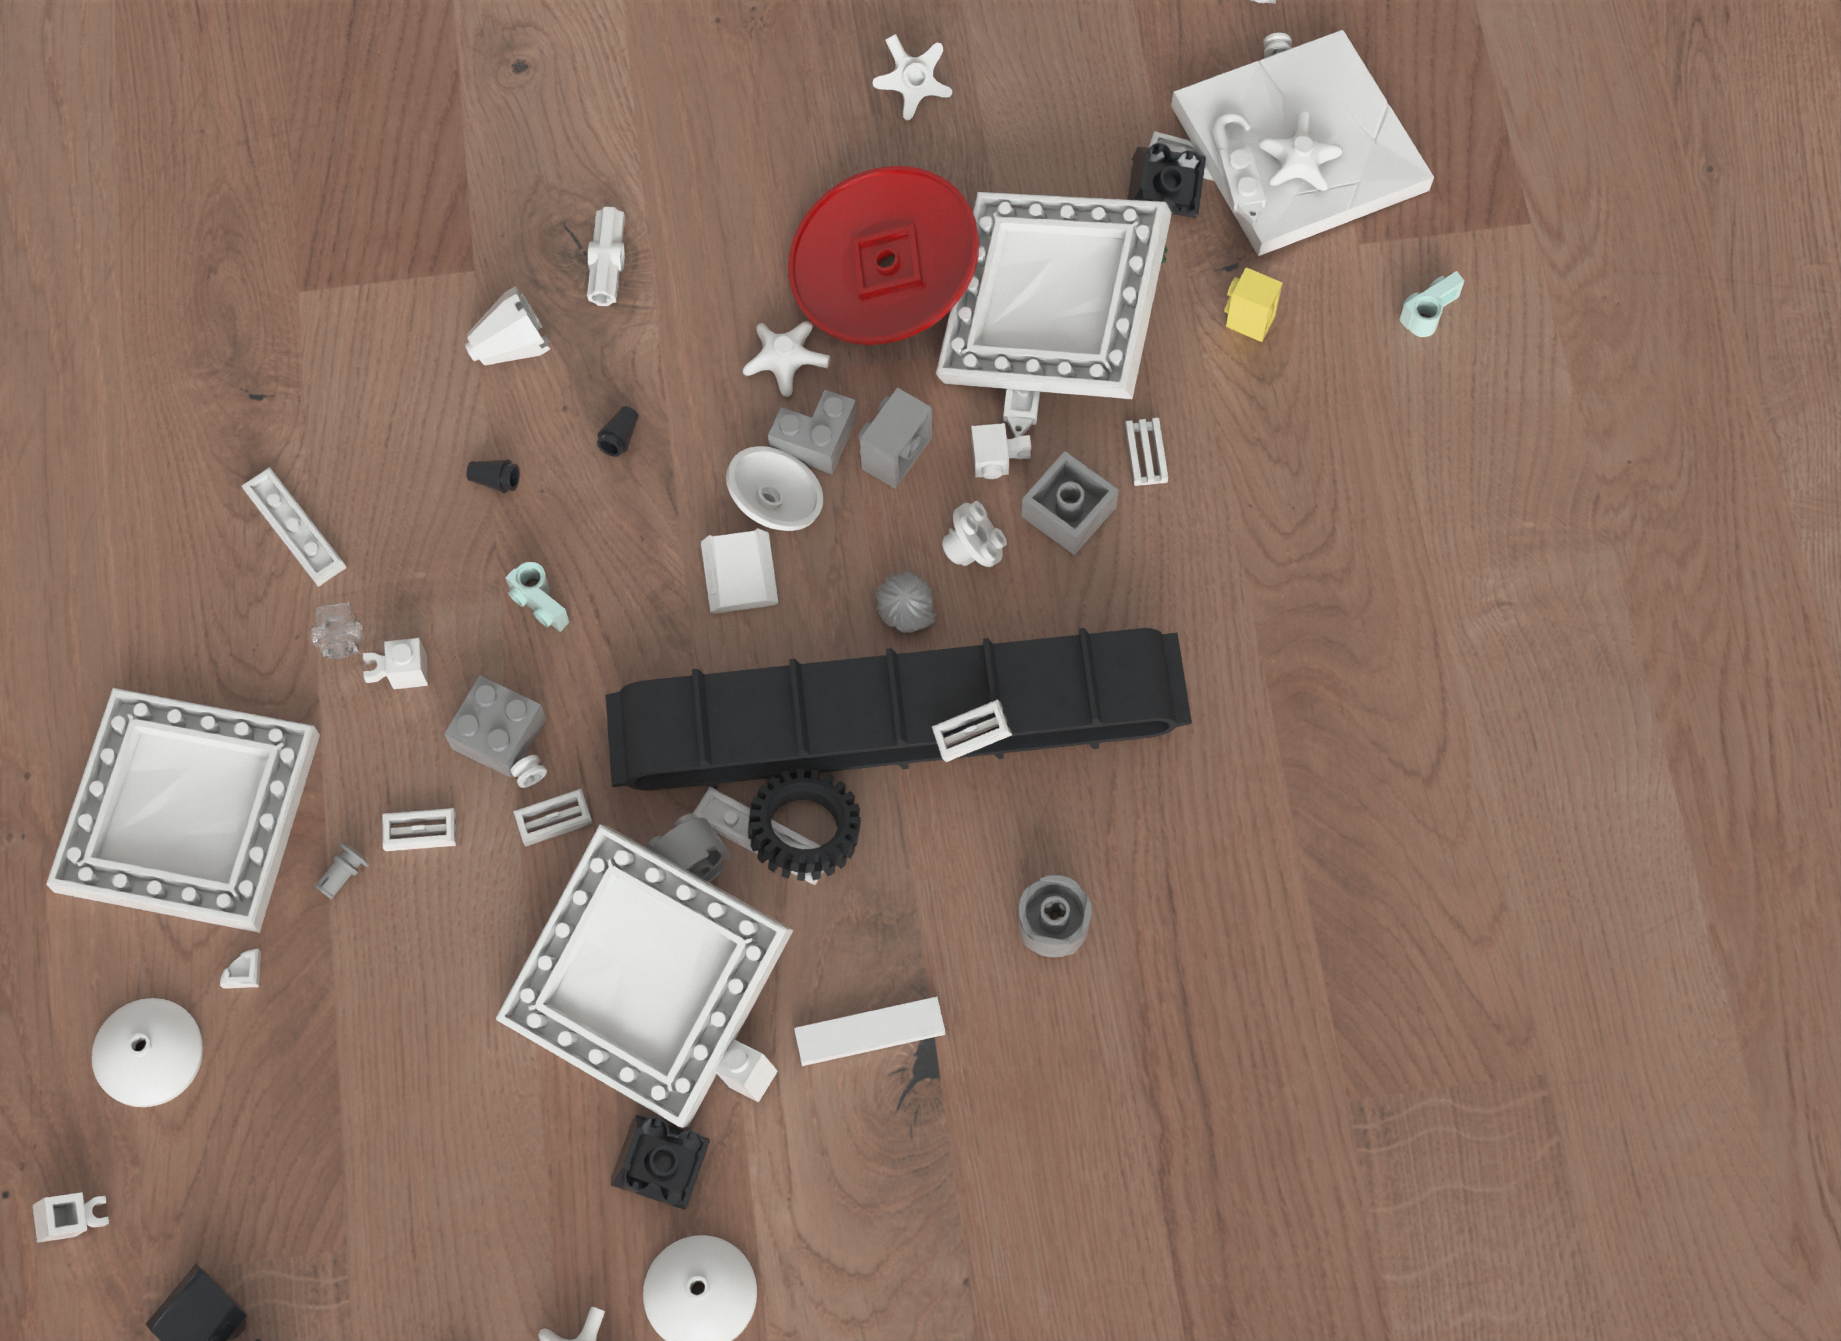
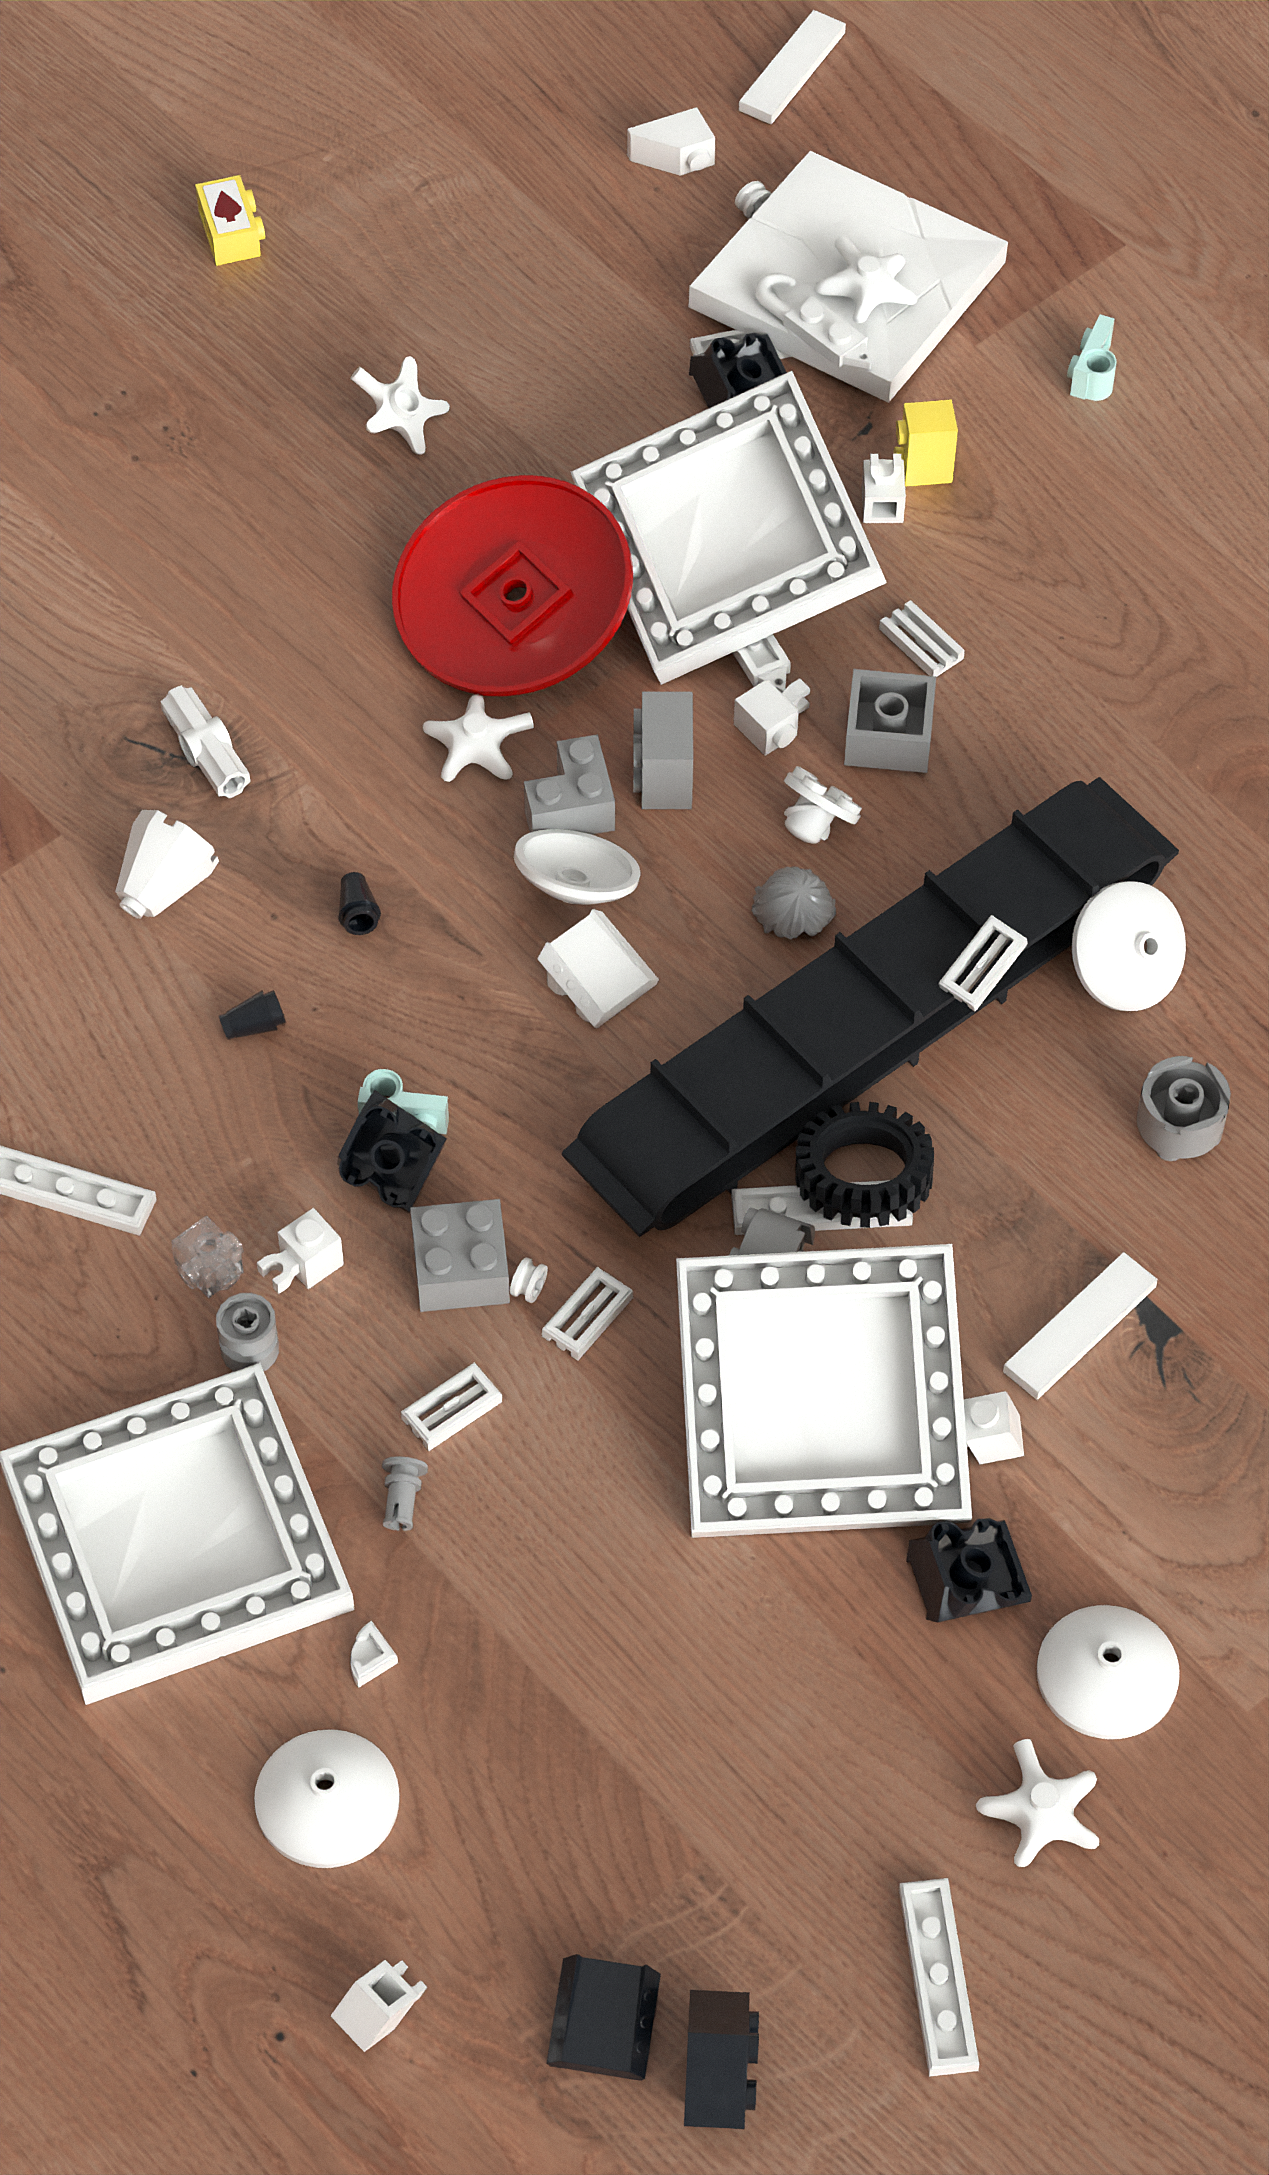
camera: 35 degrees left, 10 degrees down
(322, 700) = (247, 1332): none -> light grey wheel
(501, 625) = (389, 1152): none -> black slope
(1100, 754) = (1111, 942): none -> white dish
(1201, 322) = (883, 490): none -> white brick

